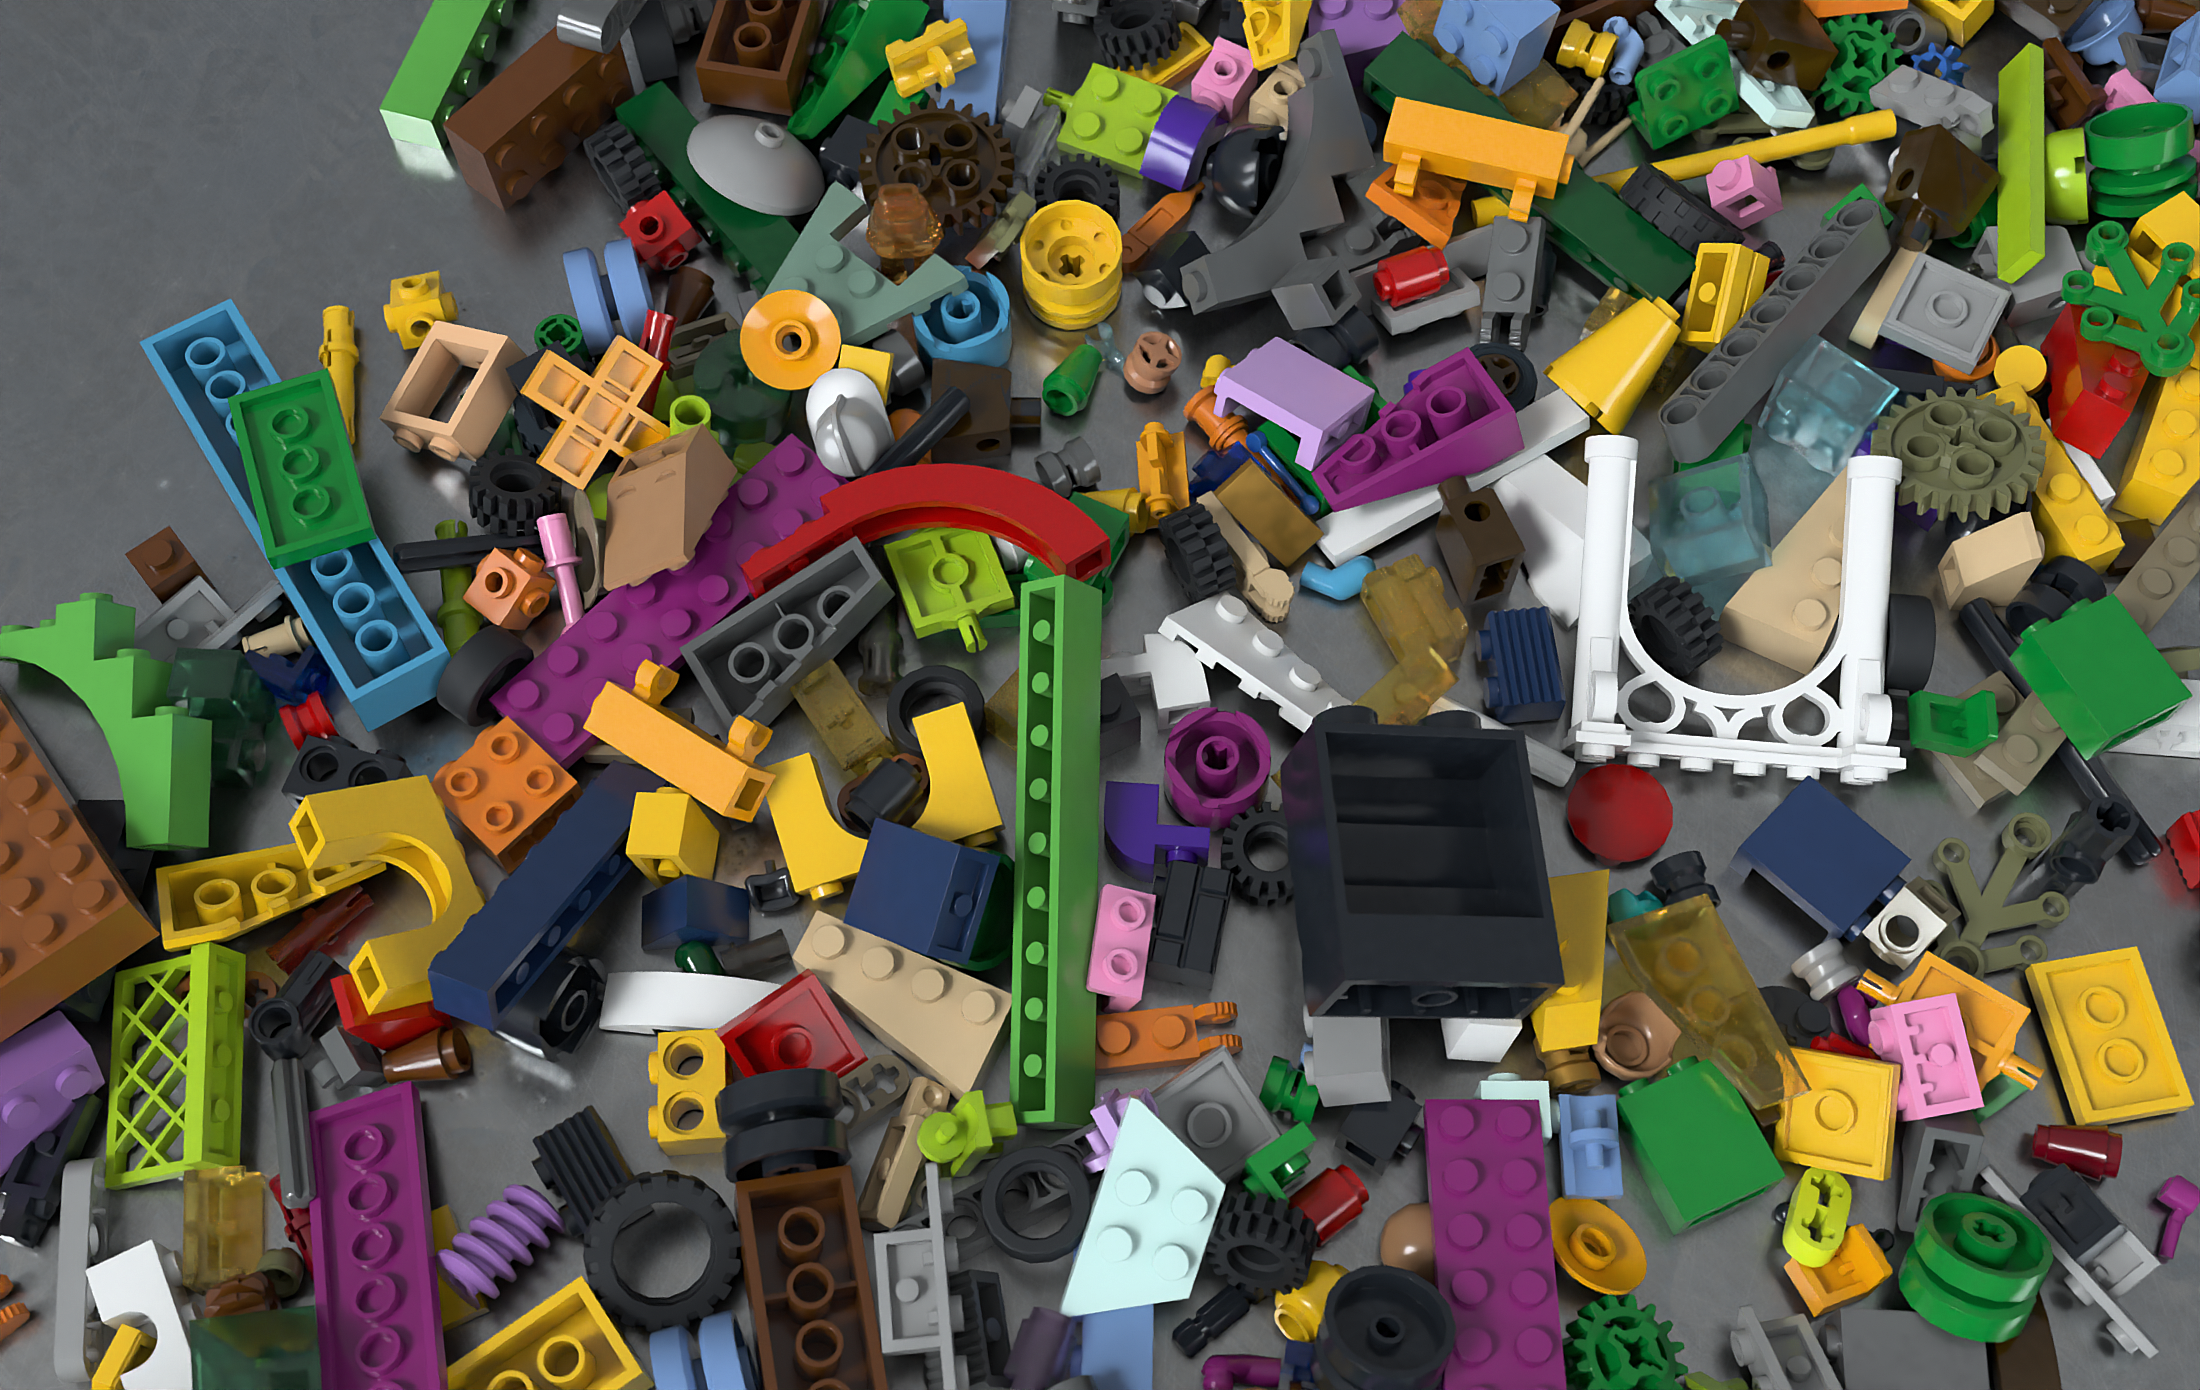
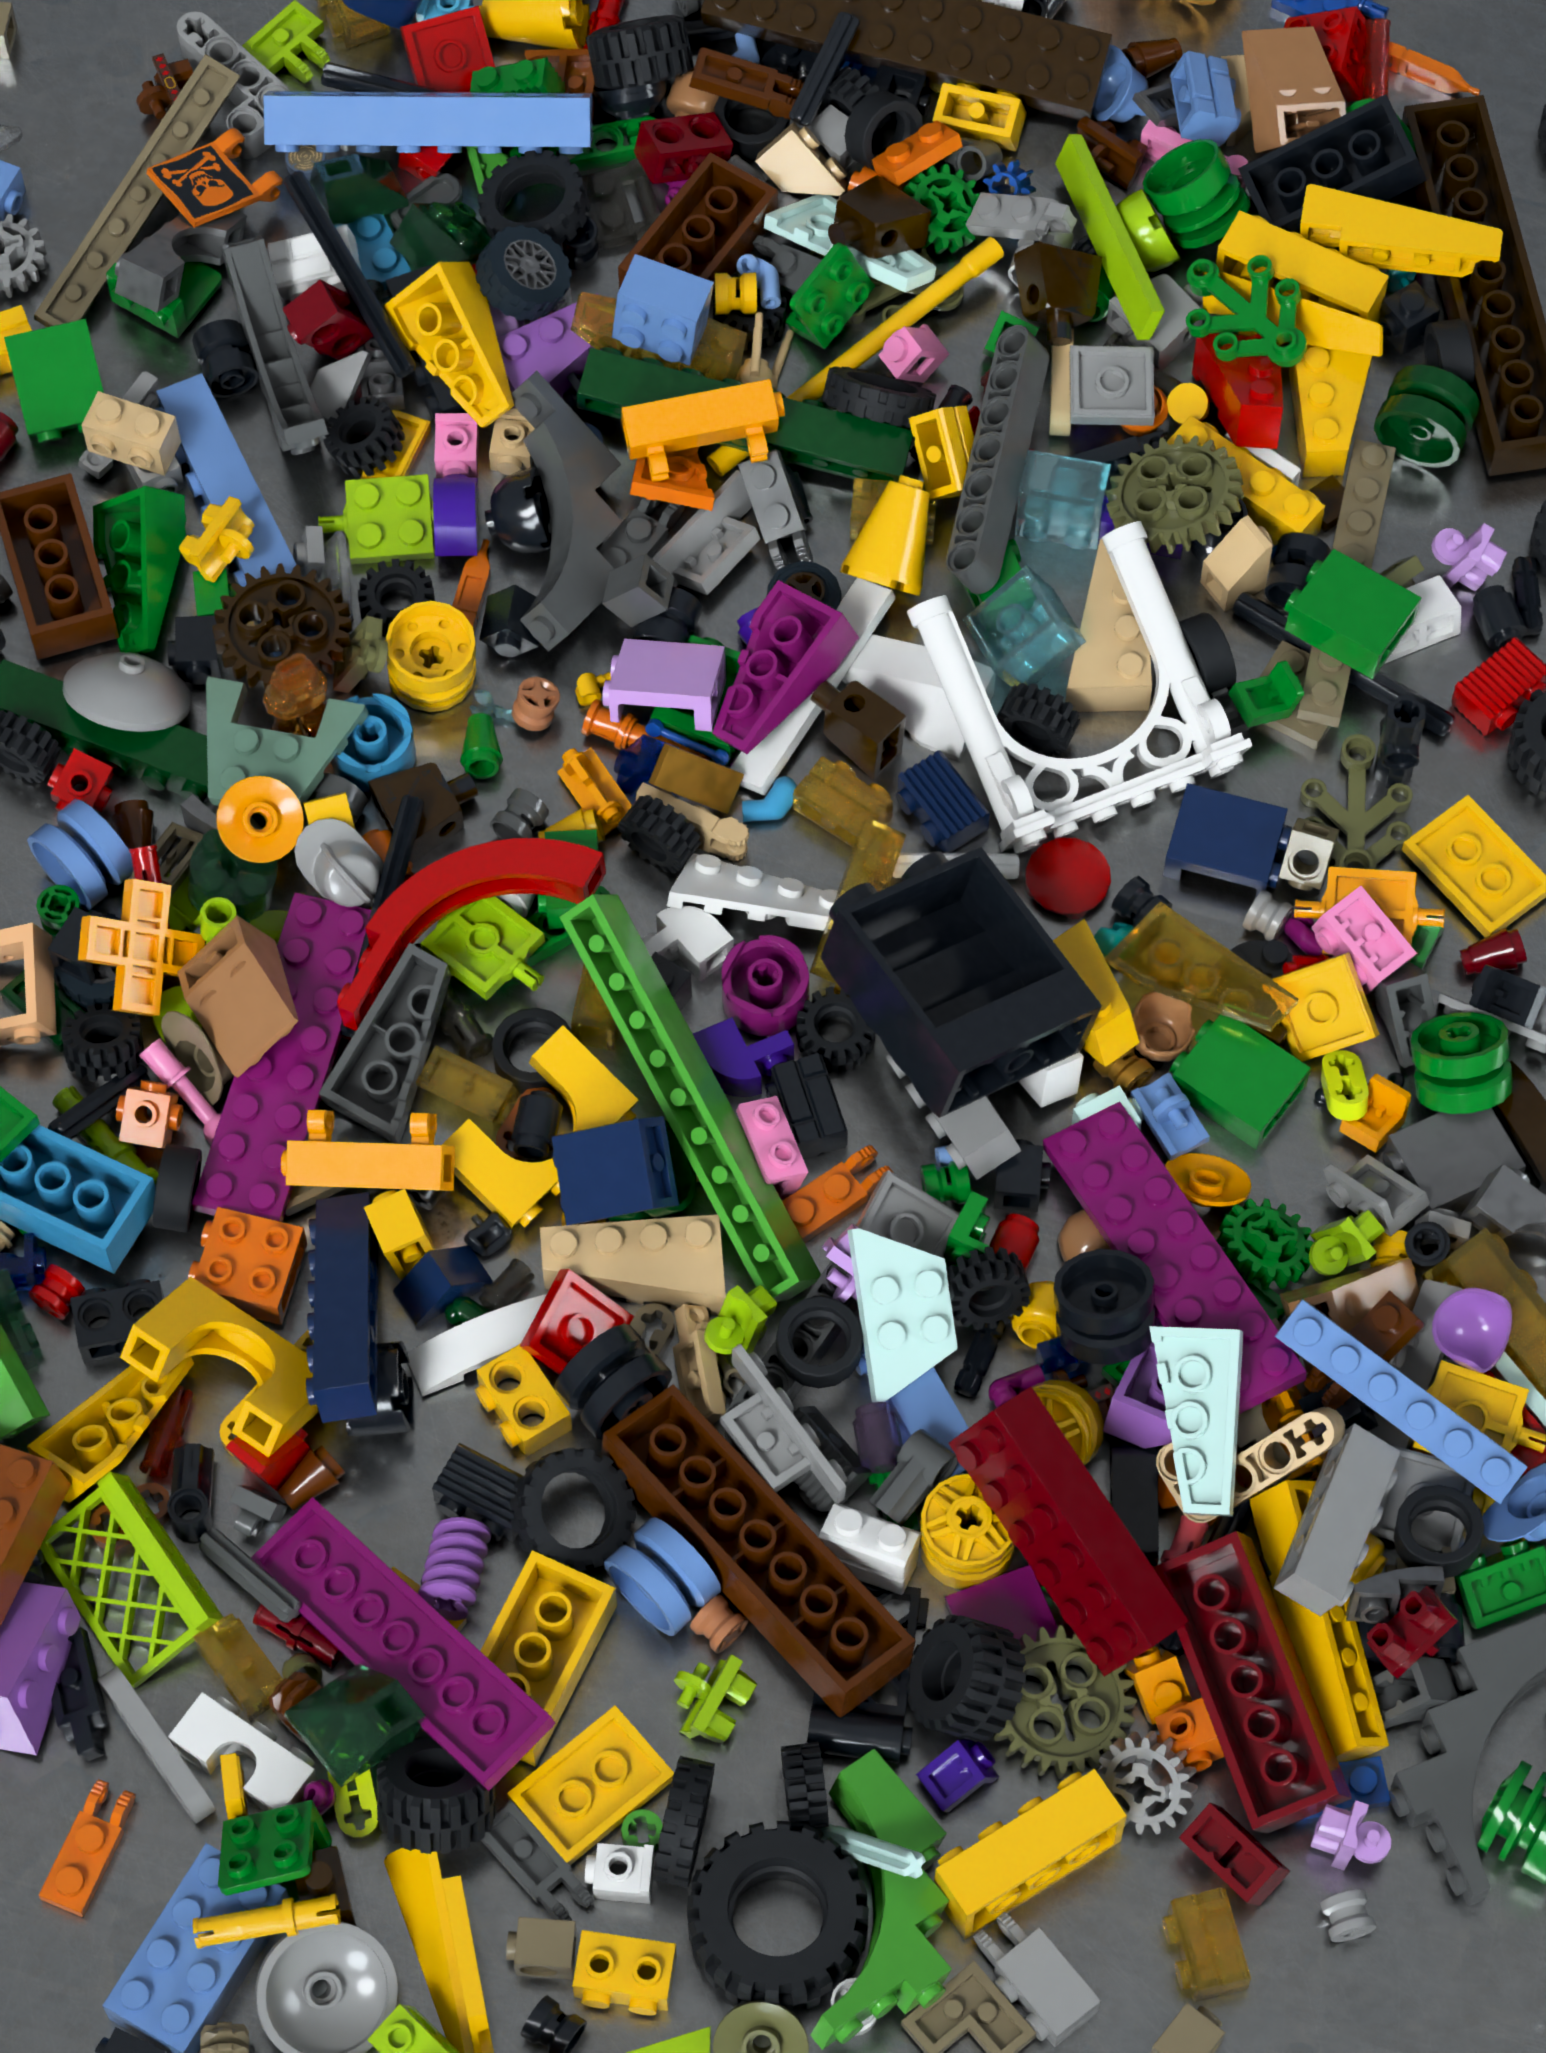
camera: 30 degrees left, 0 degrees up
(1410, 275) = (699, 542): red brick -> none

